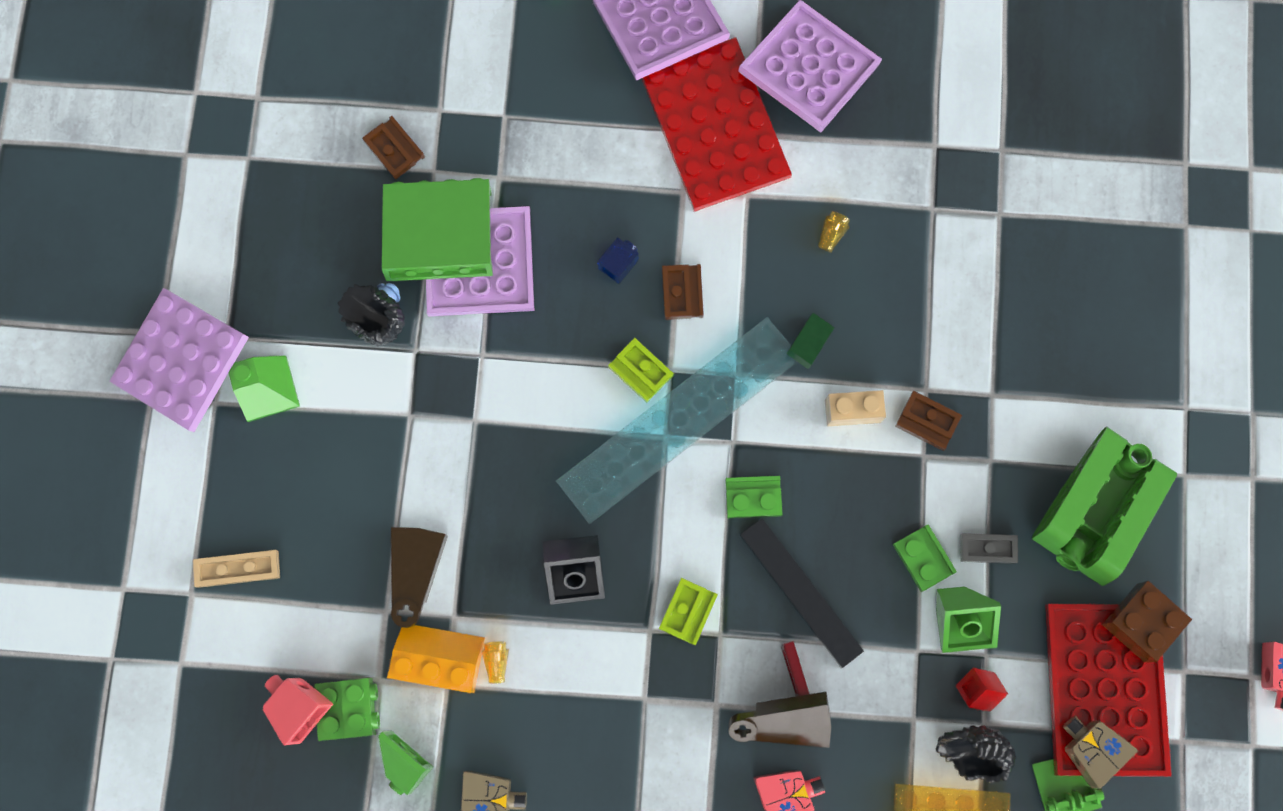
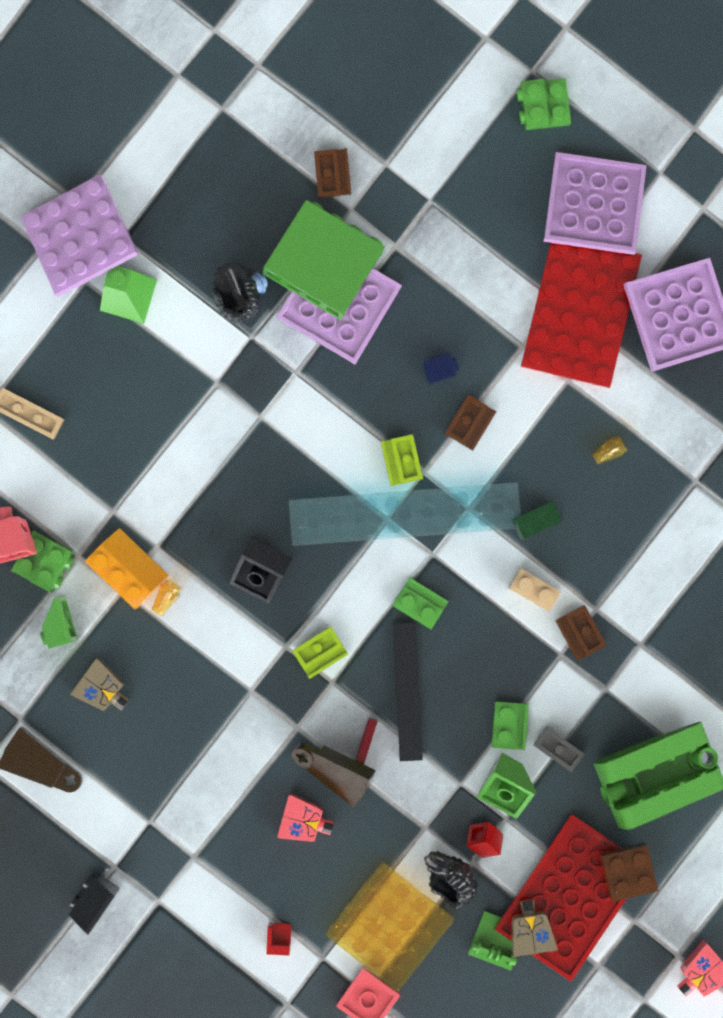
camera: 30 degrees right, 10 degrees up
(413, 569) = (150, 495): dark brown piece -> none

